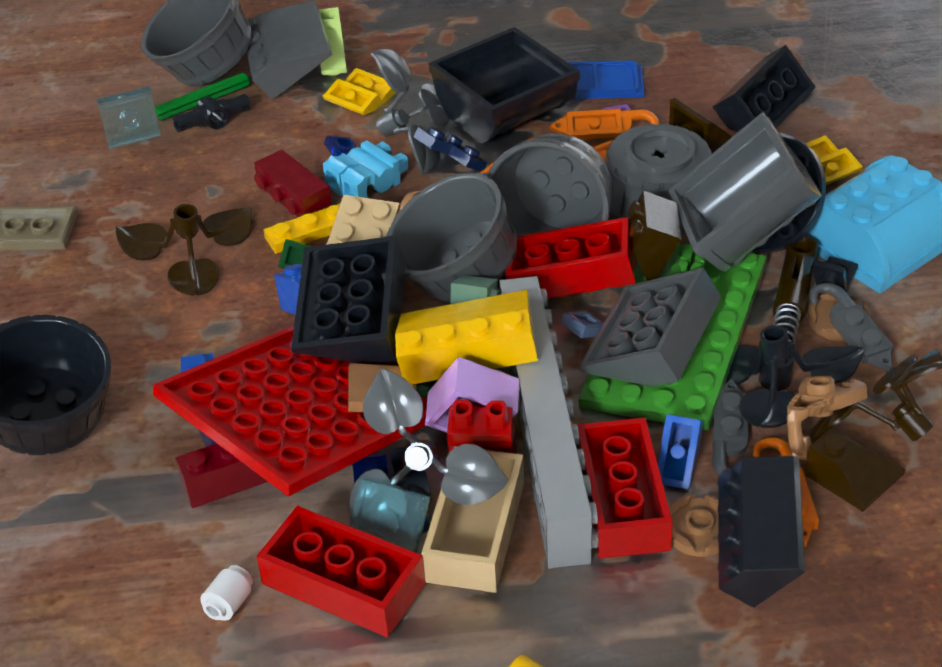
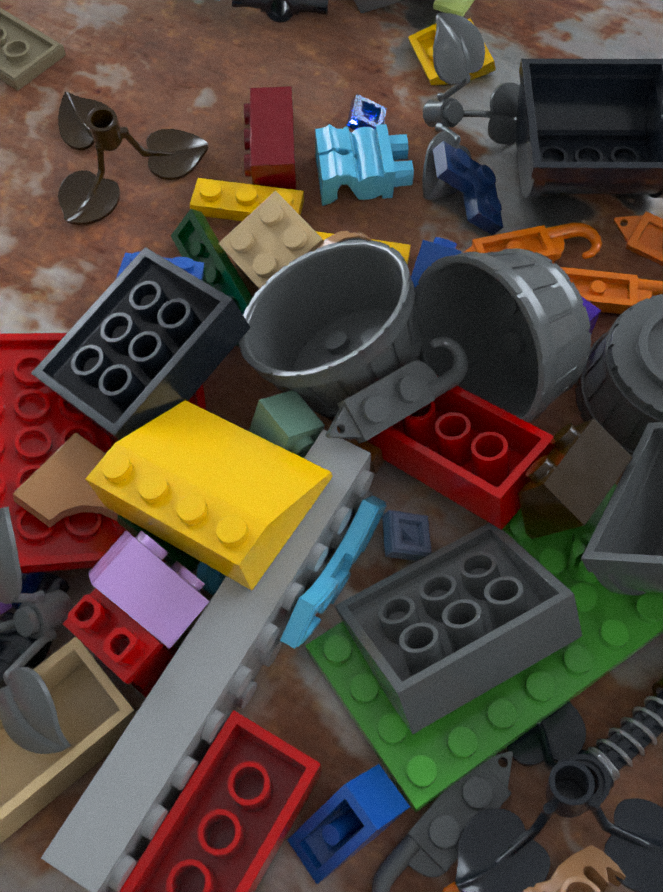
camera: 35 degrees right, 20 degrees up
(525, 243) = (397, 395): none -> dark grey plate
(569, 360) = (335, 575): none -> medium azure tile

